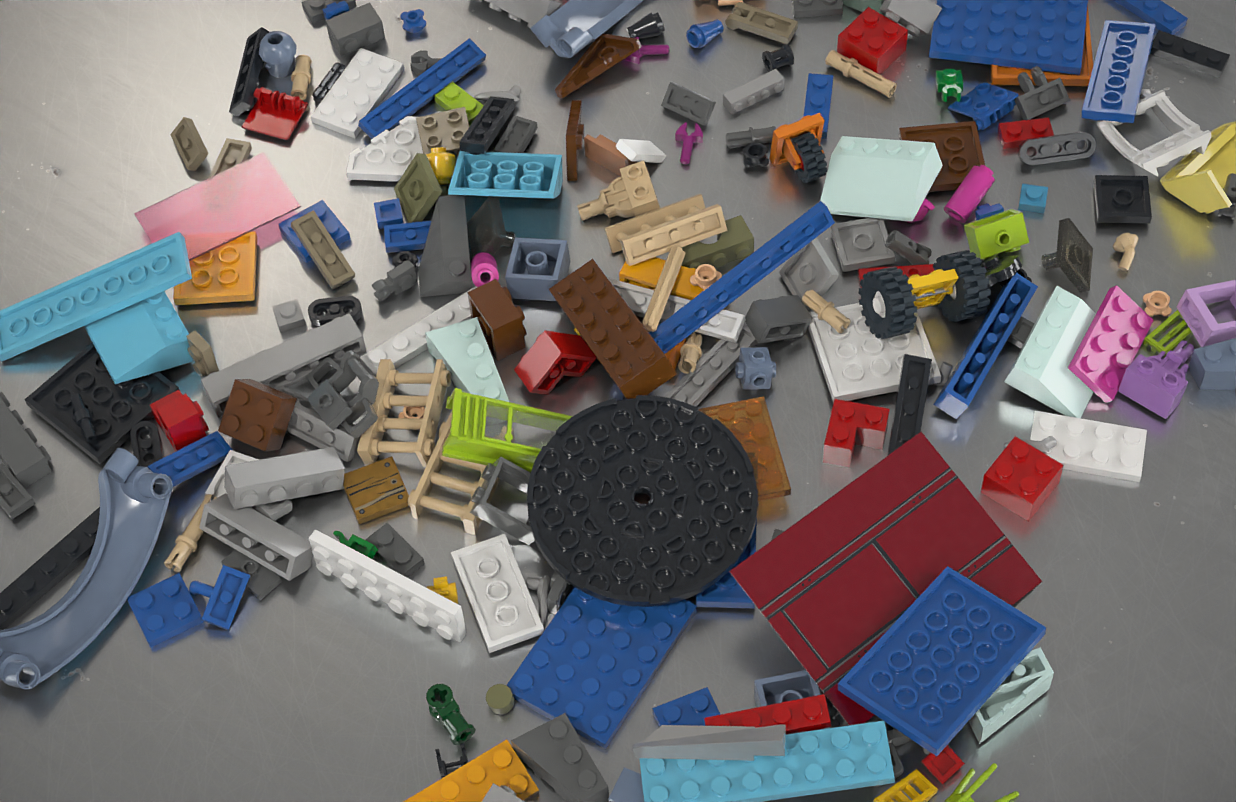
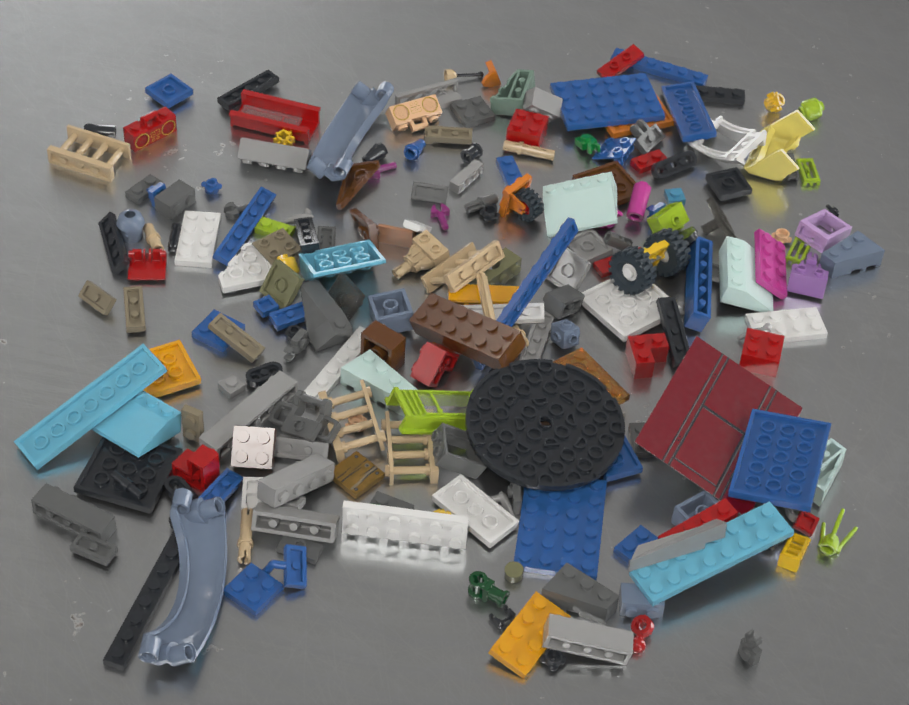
camera: 30 degrees left, 10 degrees down
(221, 207) = (154, 321): clear pink piece -> none
(483, 263) = (360, 319): dark pink brick -> none
(705, 271) = (508, 286): light nougat plate -> none
(826, 311) = (591, 288): tan axle -> none
(1126, 244) = (746, 208): tan plate -> none

